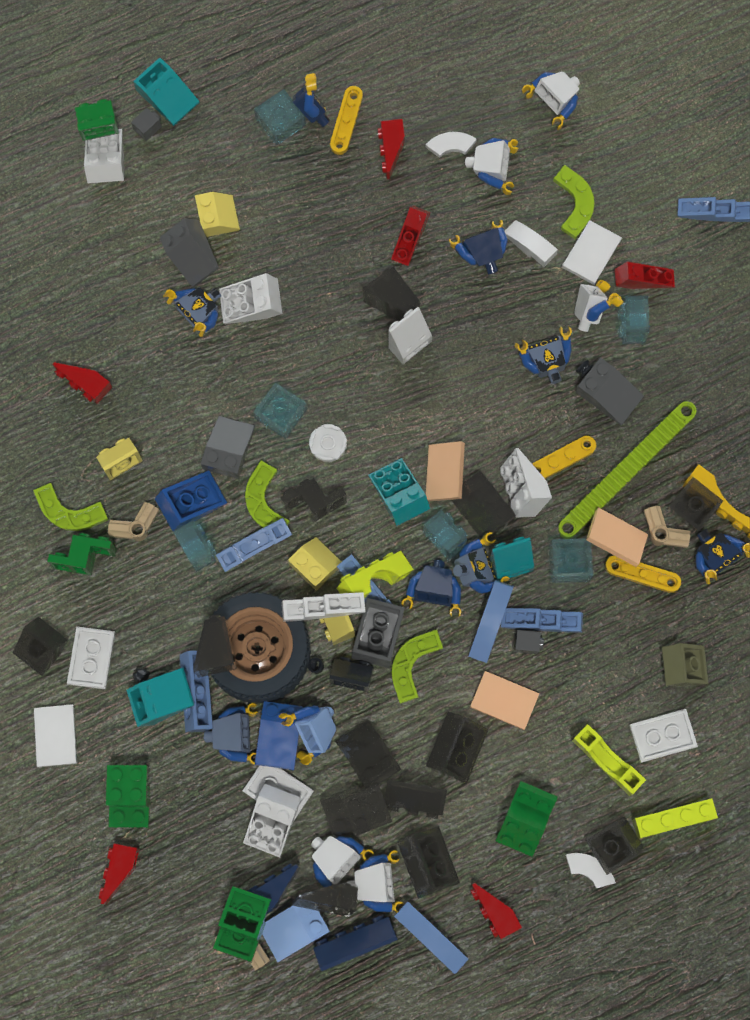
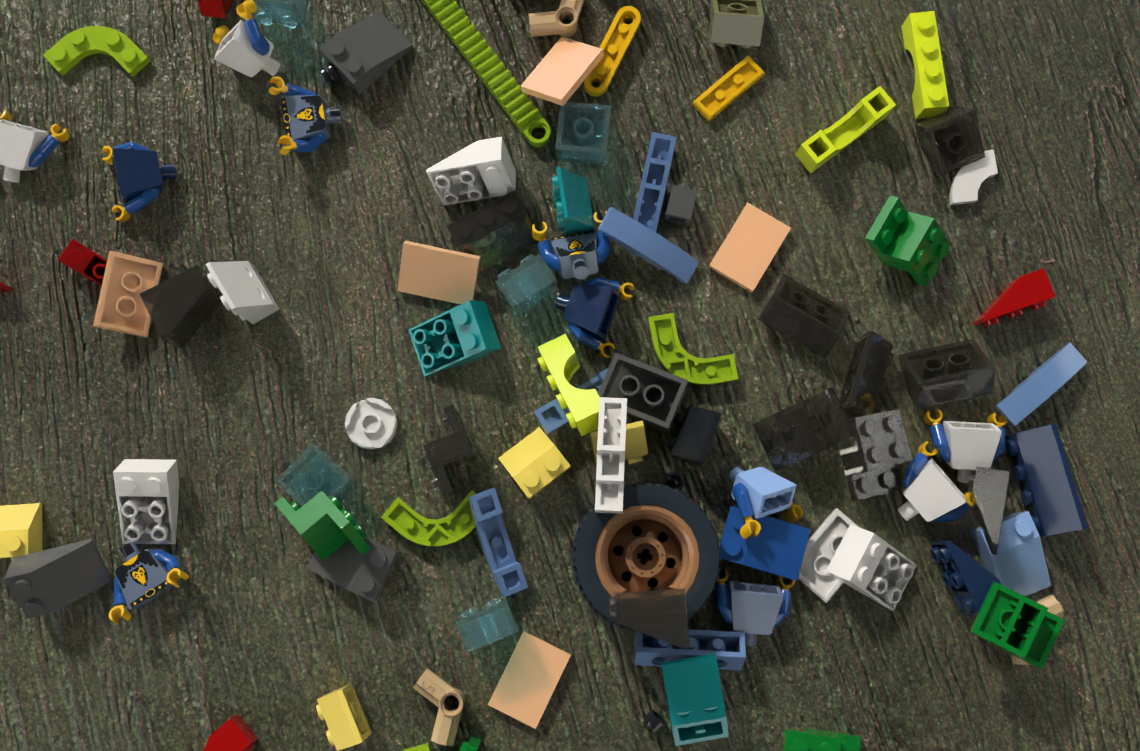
camera: 85 degrees left, 5 degrees up
(160, 583) = (529, 679): none -> light nougat tile
(190, 500) = (420, 623): blue slope -> none
(248, 420) = (324, 524): none -> green bracket
(403, 255) = (120, 301): none -> light nougat tile
(531, 243) = (143, 114): white slope -> none
(565, 456) = (442, 118): yellow plate -> none
(591, 252) = (172, 42): white tile -> none
(630, 668) = (728, 88): none -> yellow tile
(663, 735) = (817, 63): white tile -> none

